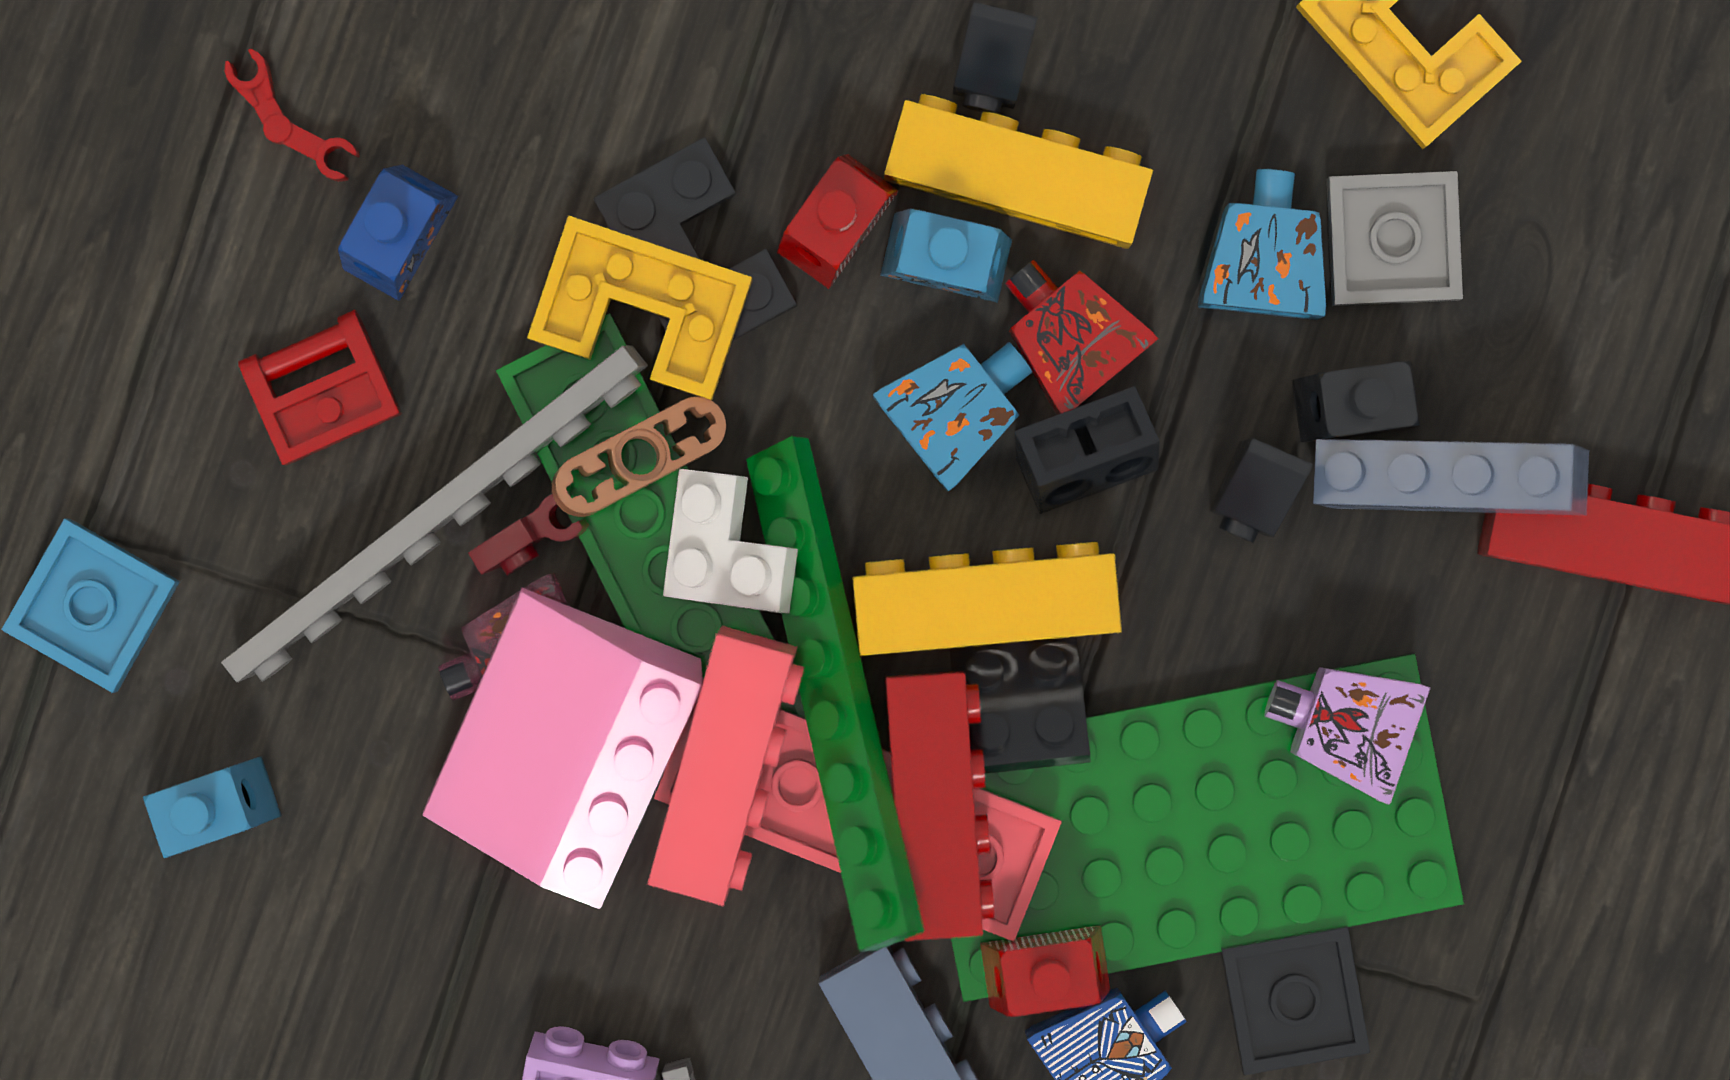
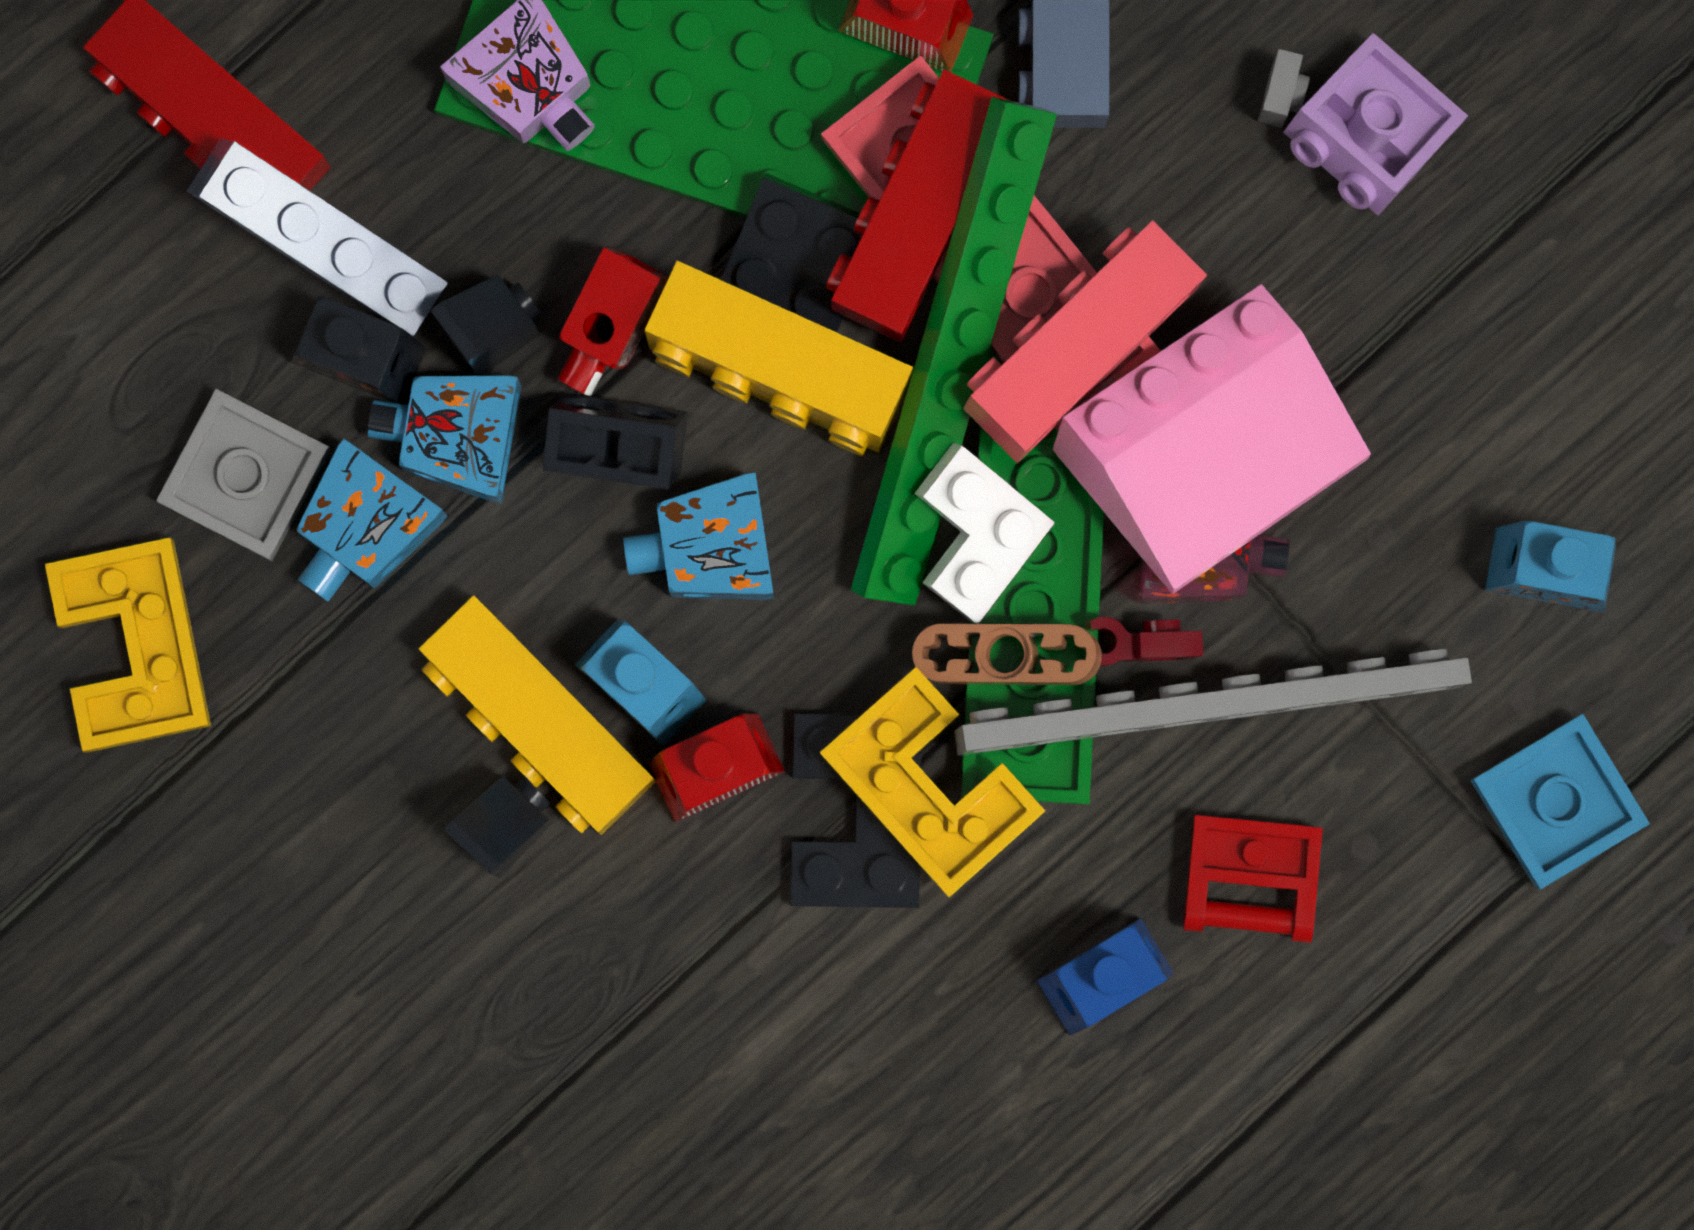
camera: 150 degrees left, 5 degrees down
(277, 127) = (1160, 1129): red piece -> none
(1073, 335) = (570, 548): red torso -> none
(1152, 583) = (625, 293): none -> red torso
(1233, 380) = (454, 431): none -> dark azure torso

